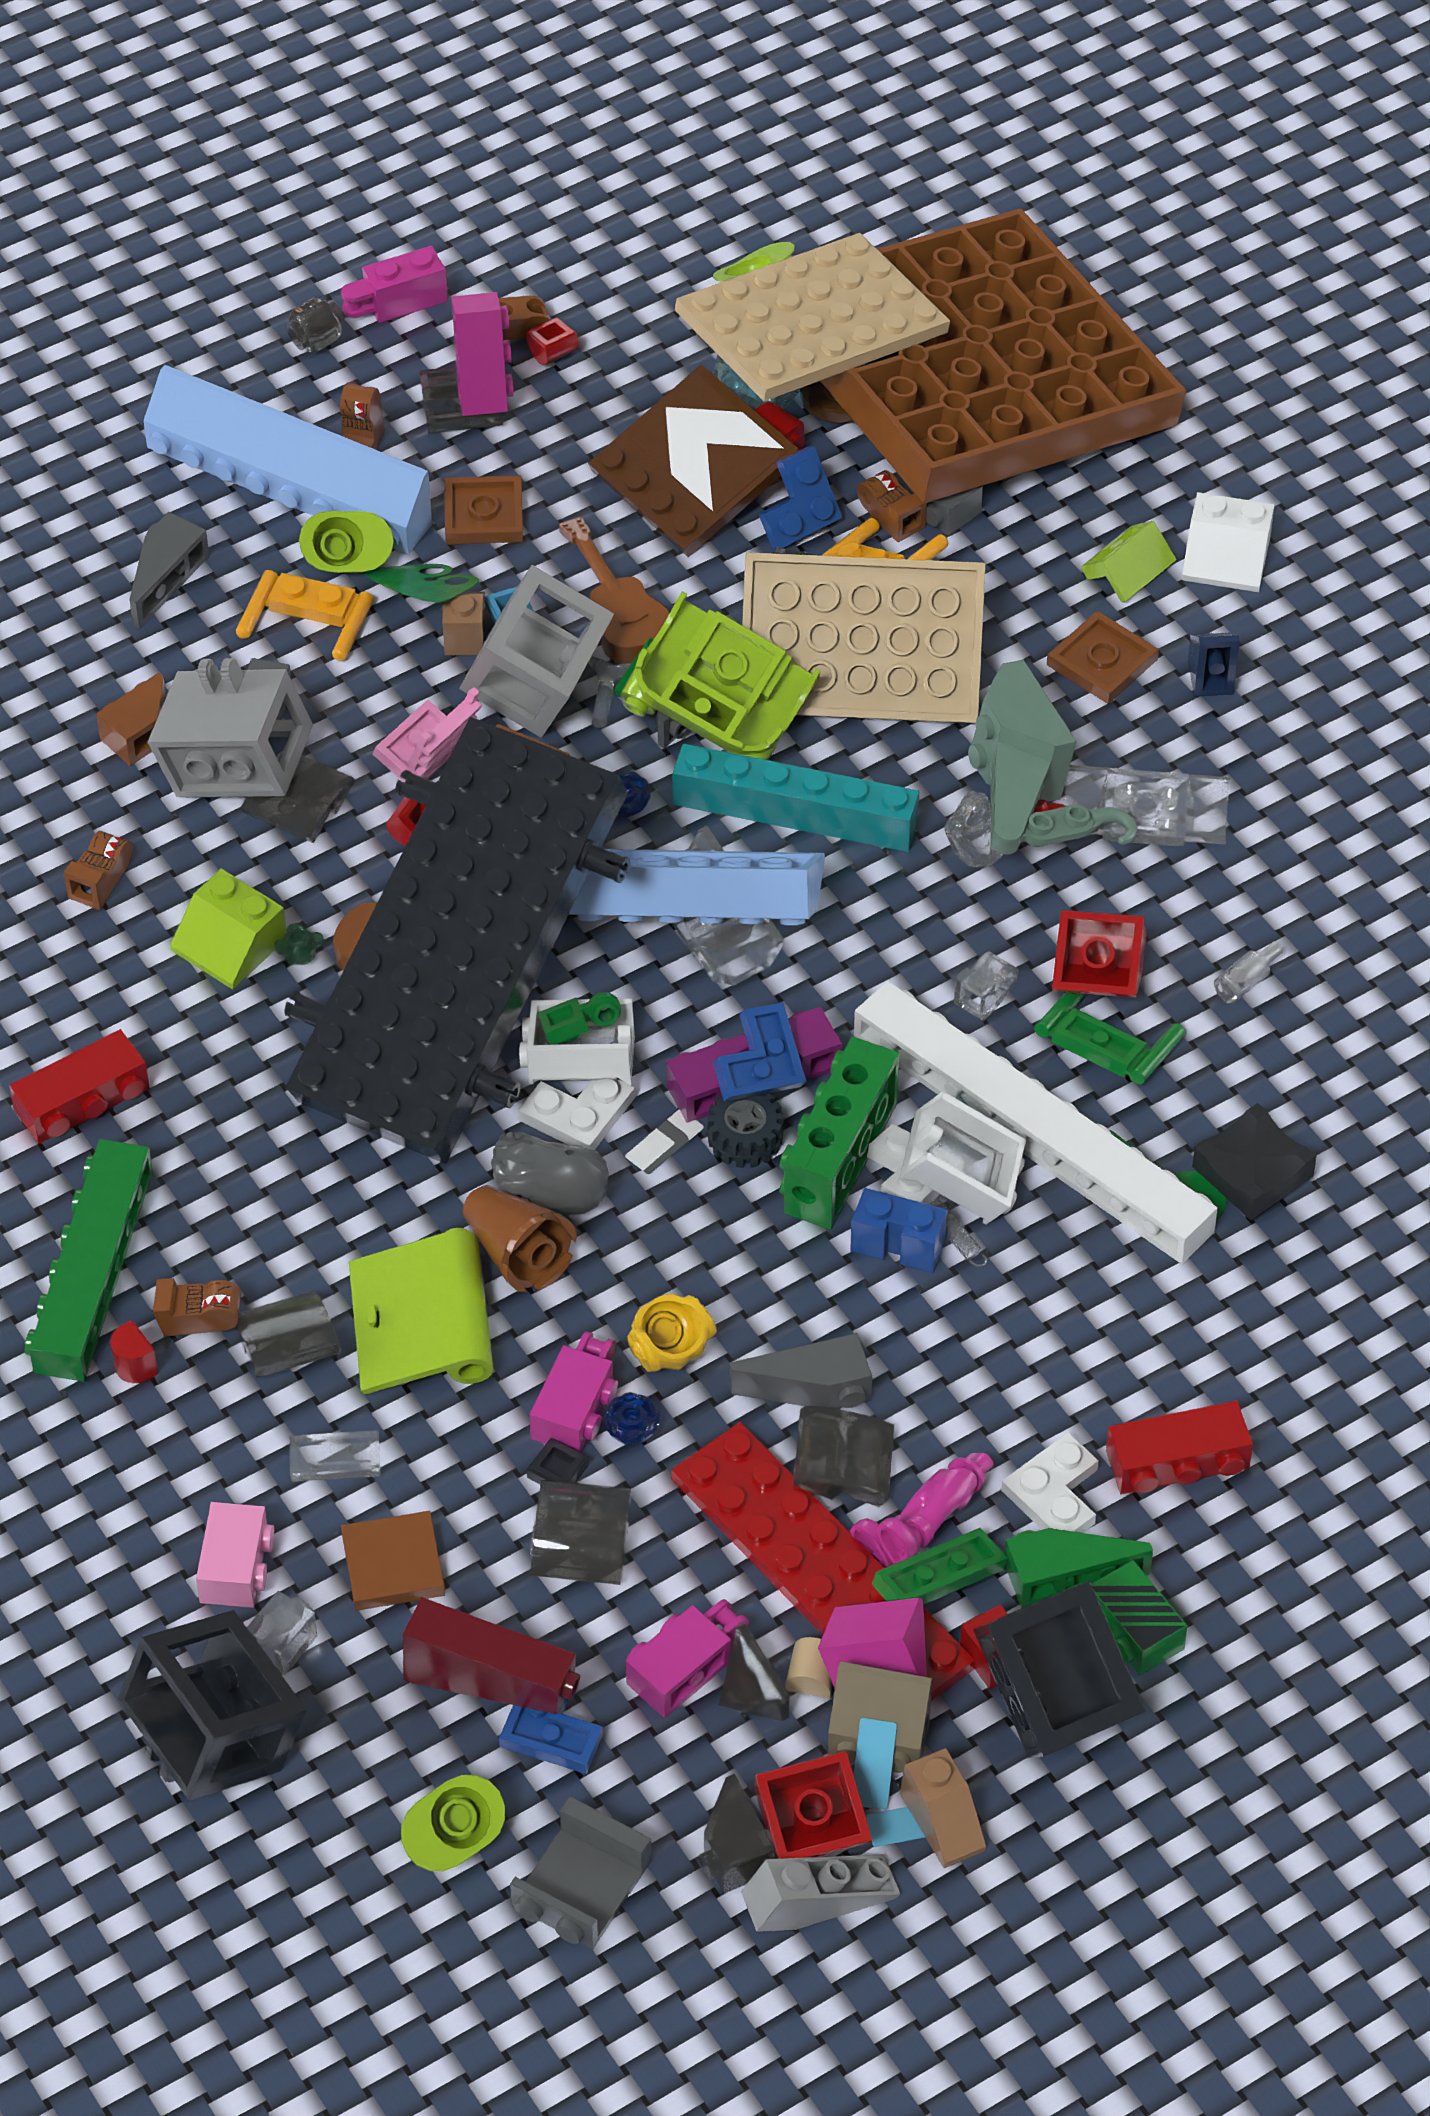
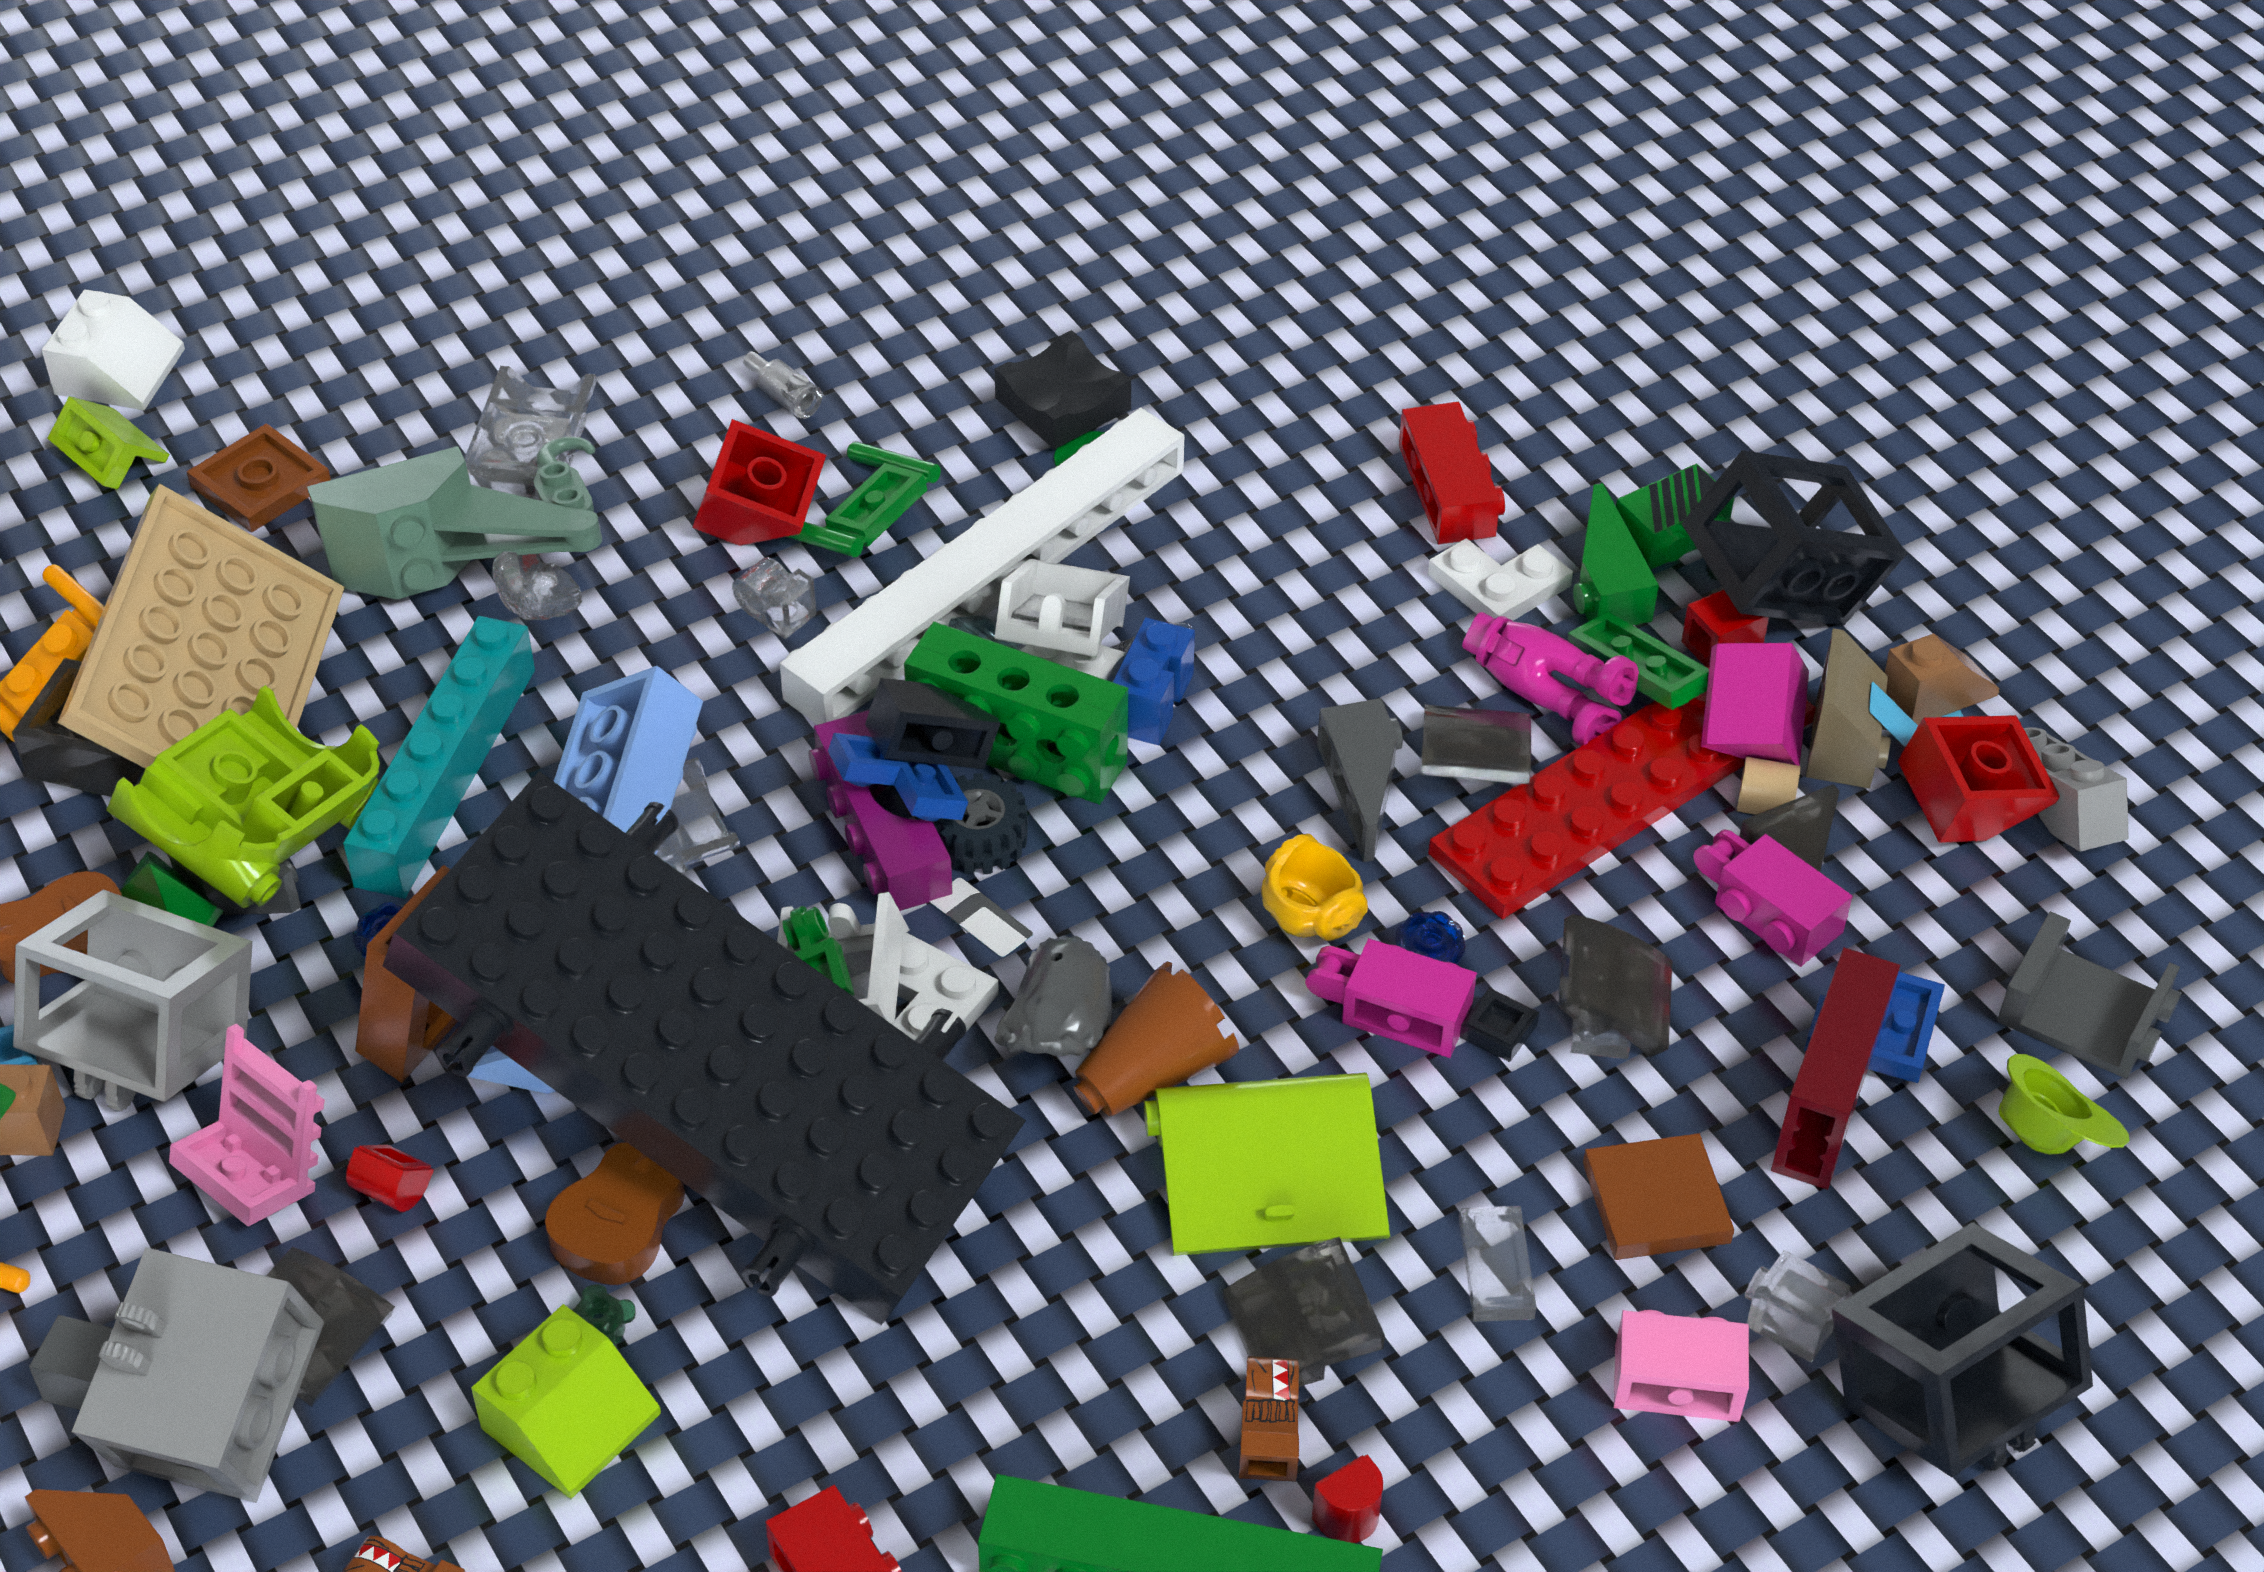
camera: 90 degrees left, 5 degrees down
(734, 1839) = (2011, 854): clear smoke slope -> none
(799, 1059) = (929, 725): none -> black slope
(1213, 663) = (307, 367): dark blue slope -> none

